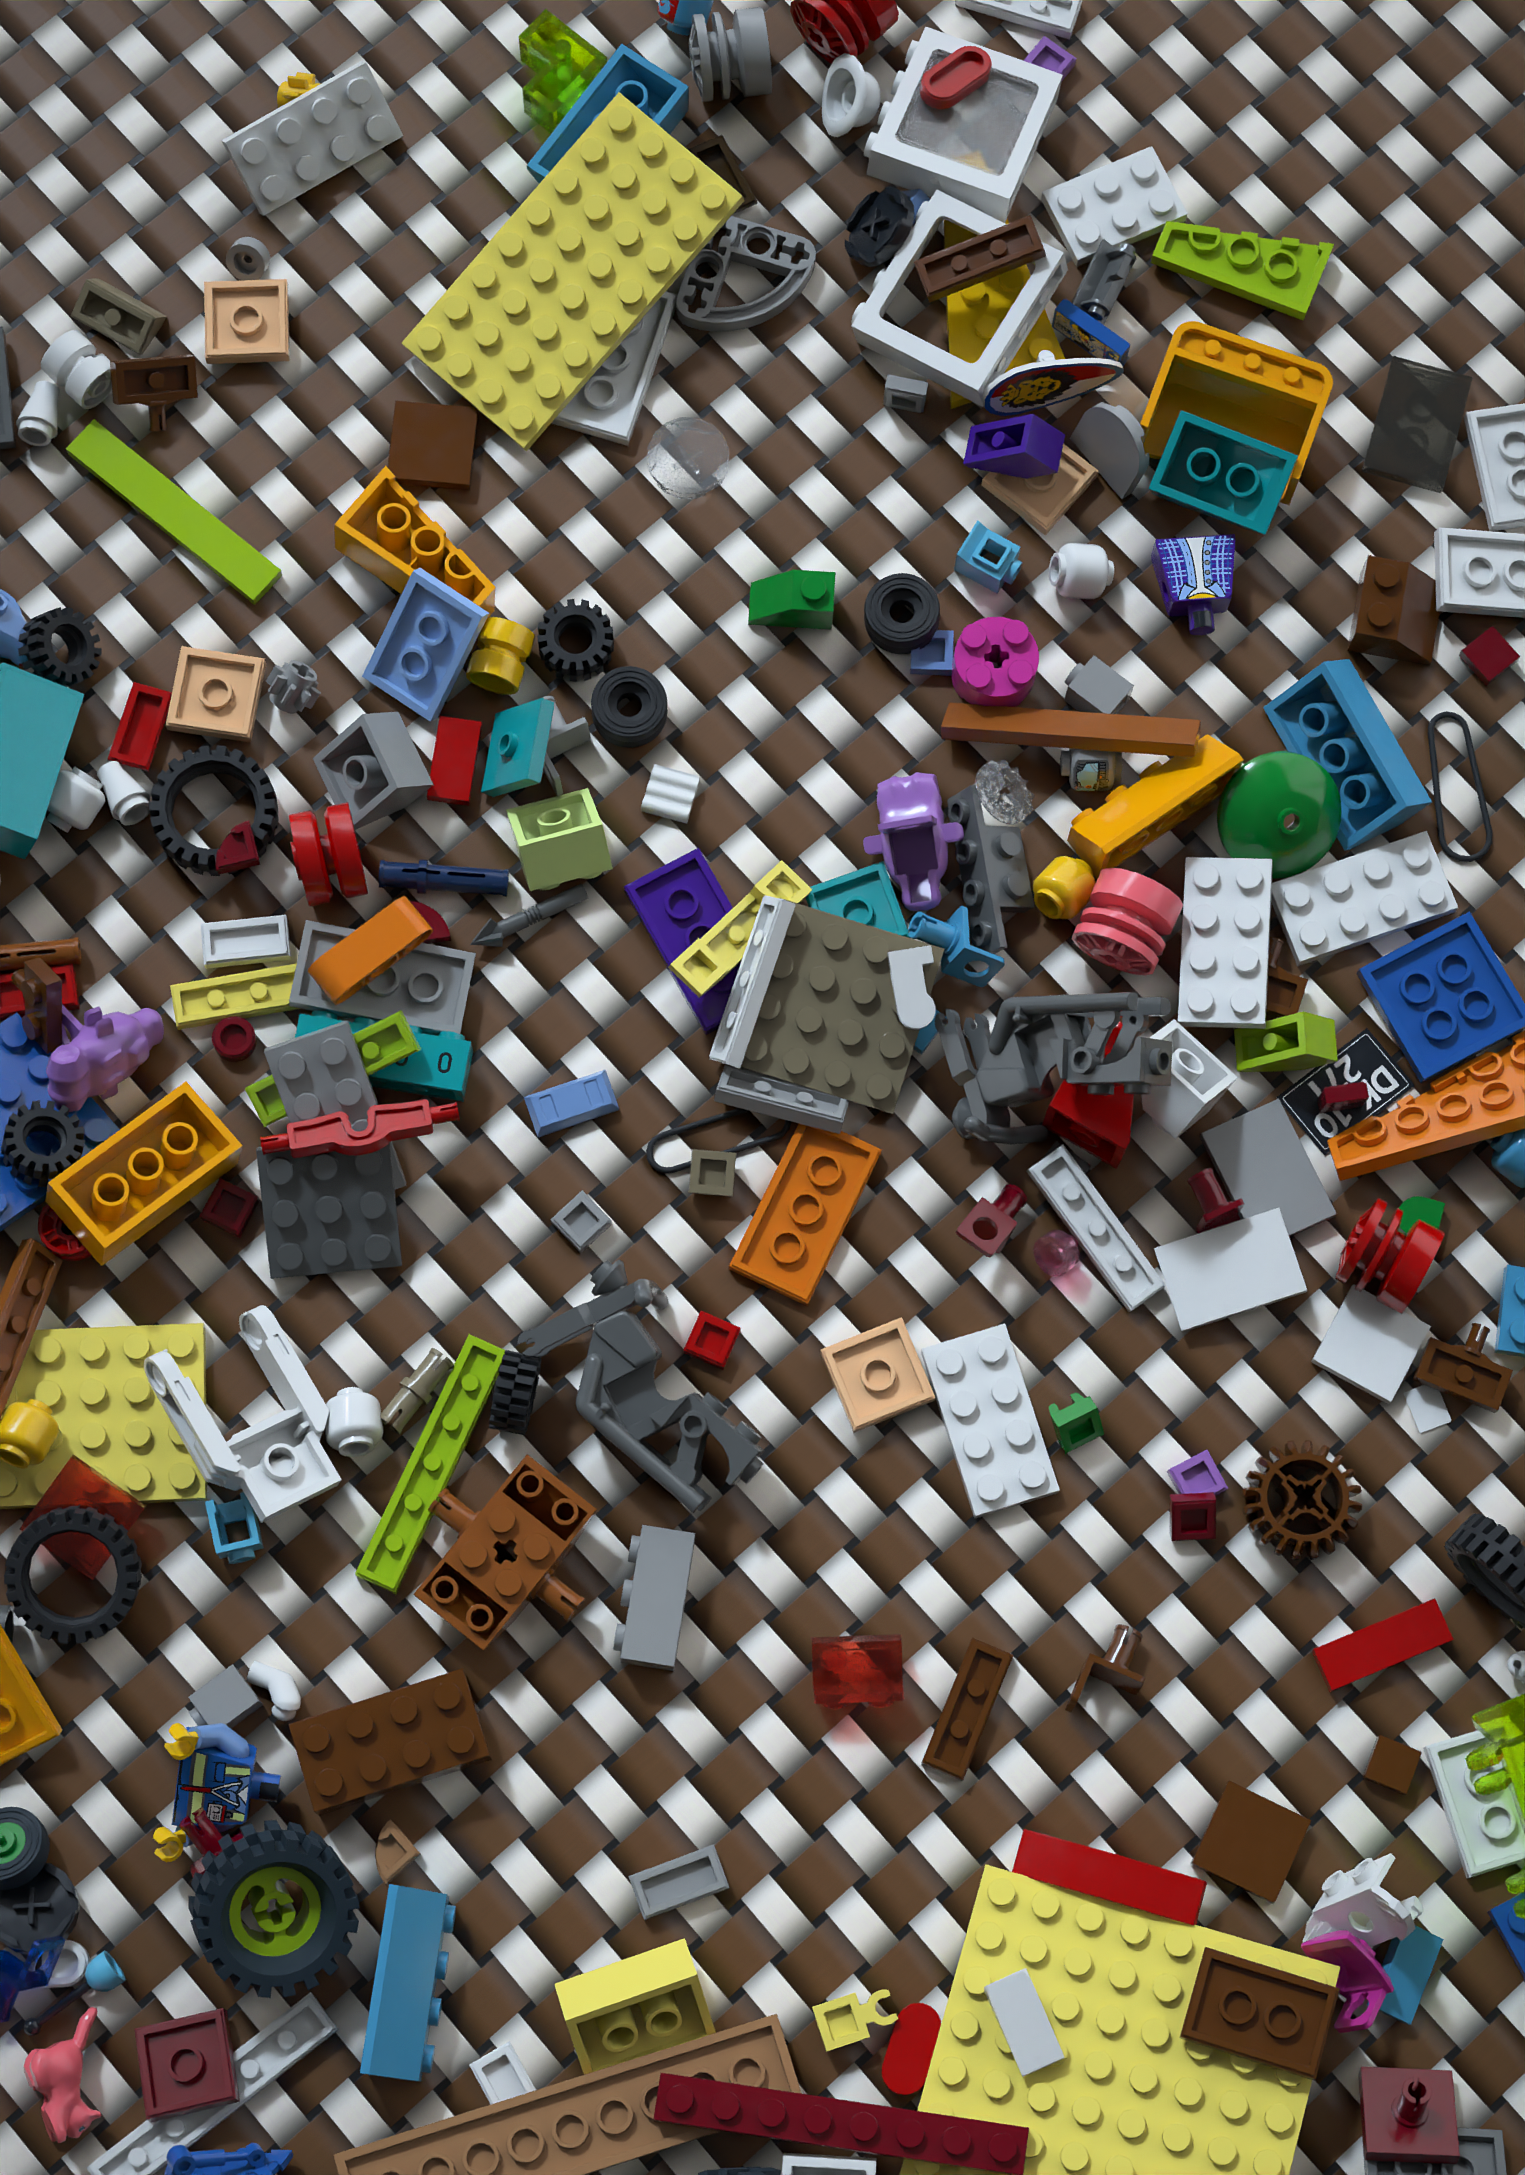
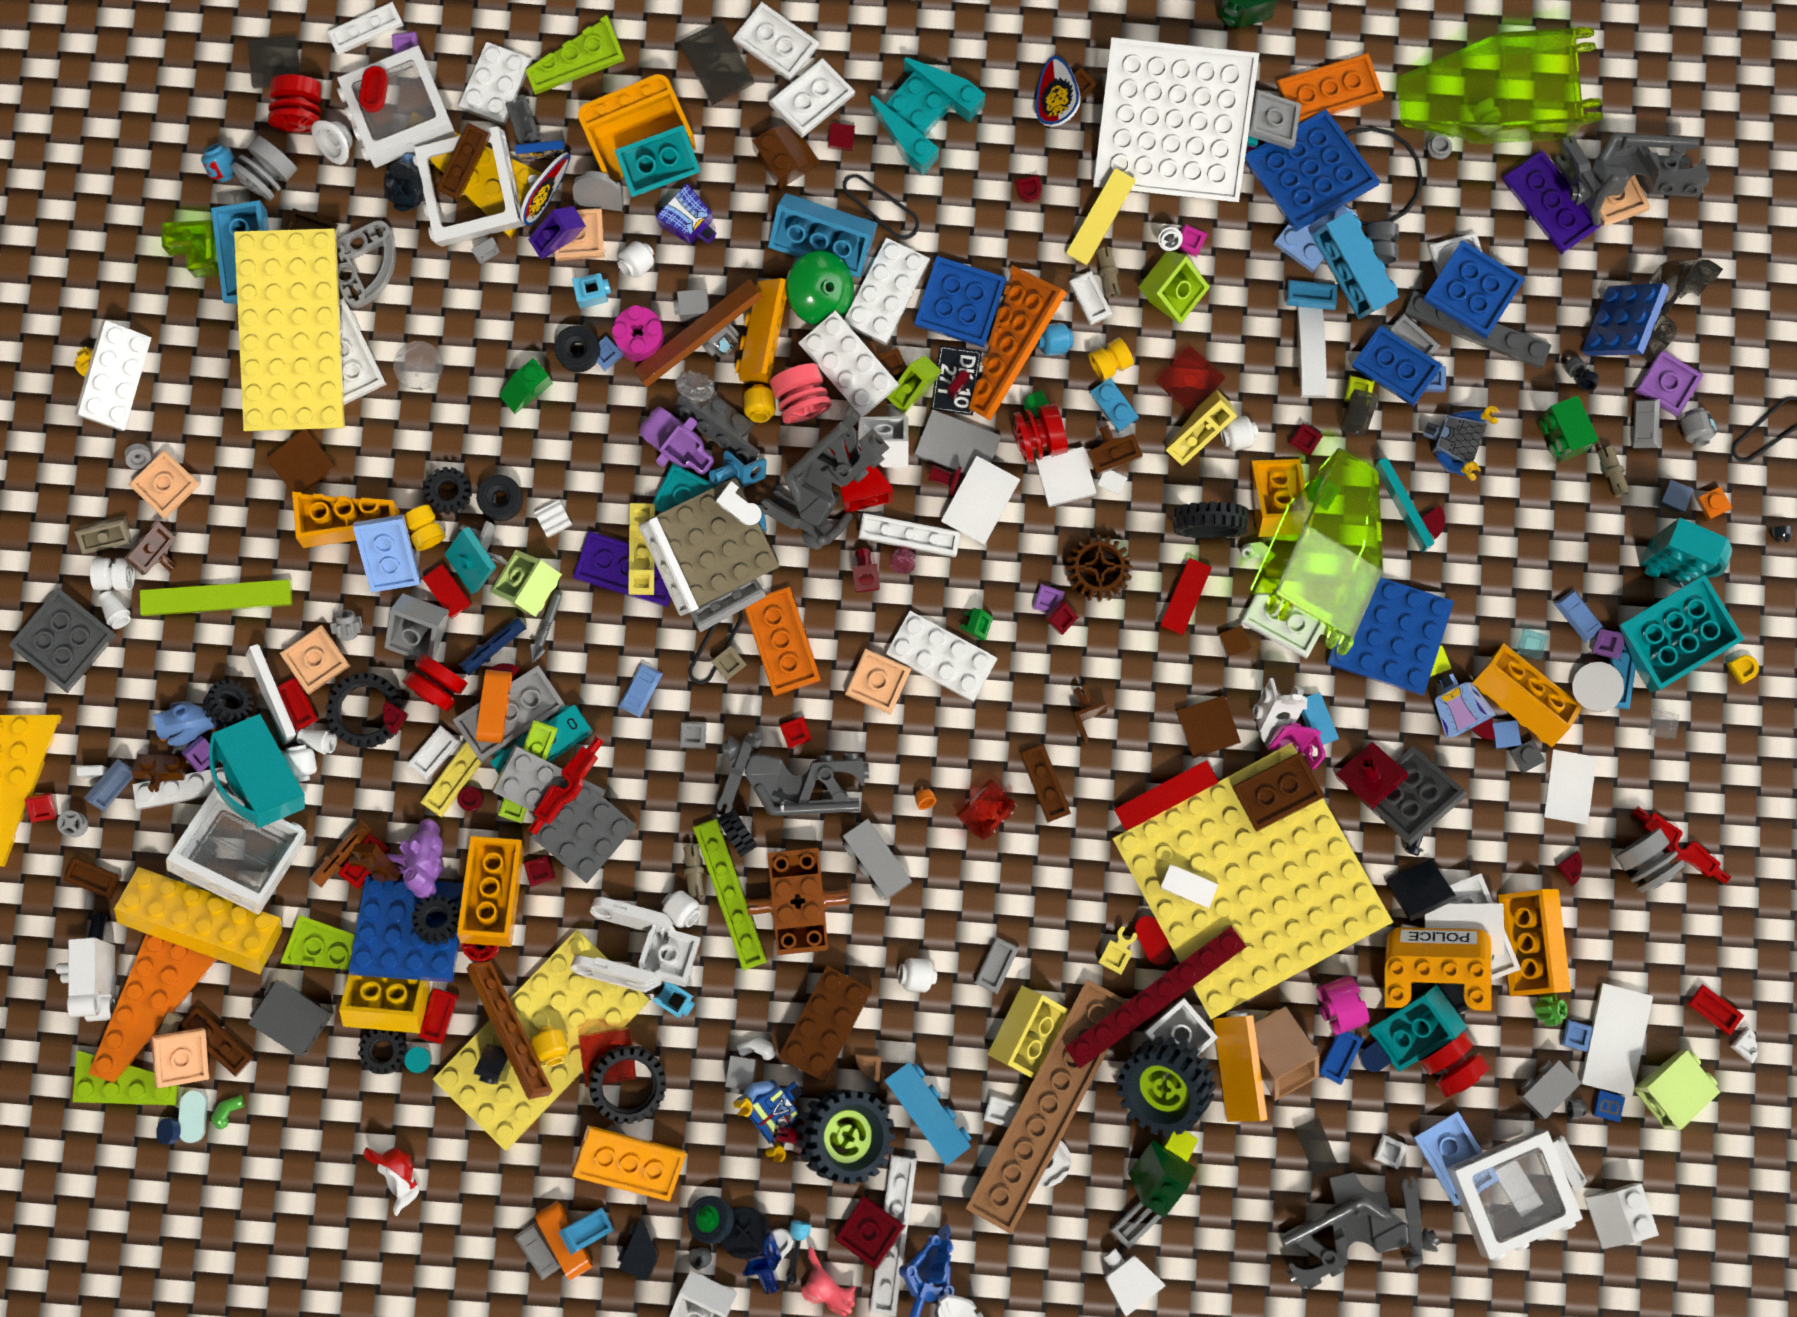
camera: 40 degrees left, 5 degrees up
(122, 686) = (270, 694): none -> white tile
(565, 1794) = (917, 975): none -> white head
(793, 1579) = (925, 798): none -> orange hinge

